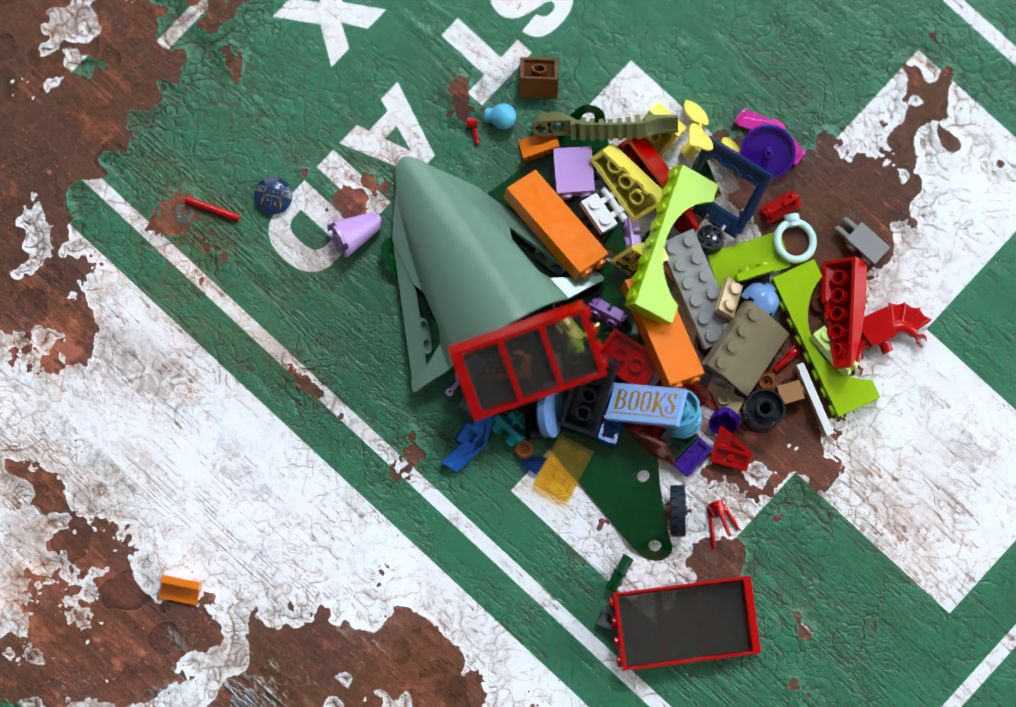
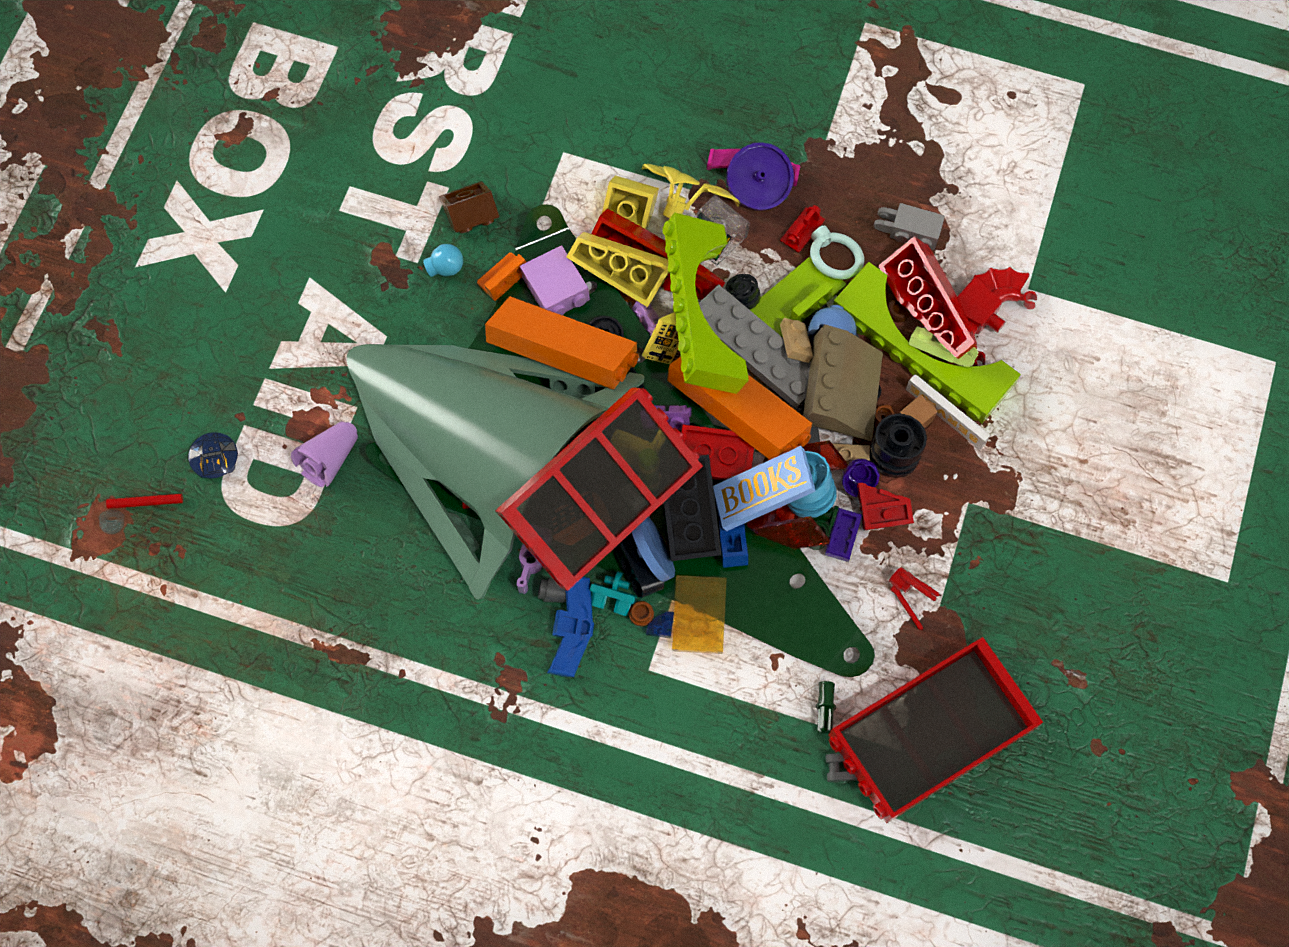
camera: 20 degrees left, 15 degrees down
(472, 123) = (415, 283): red hand -> none
(579, 128) = (565, 220): olive piece -> none
(598, 212) = (605, 312): white plate -> none
(677, 510) = (859, 598): black wheel -> none
(744, 168) = (744, 193): dark blue hinge -> none
(791, 355) = (896, 376): red piece -> none

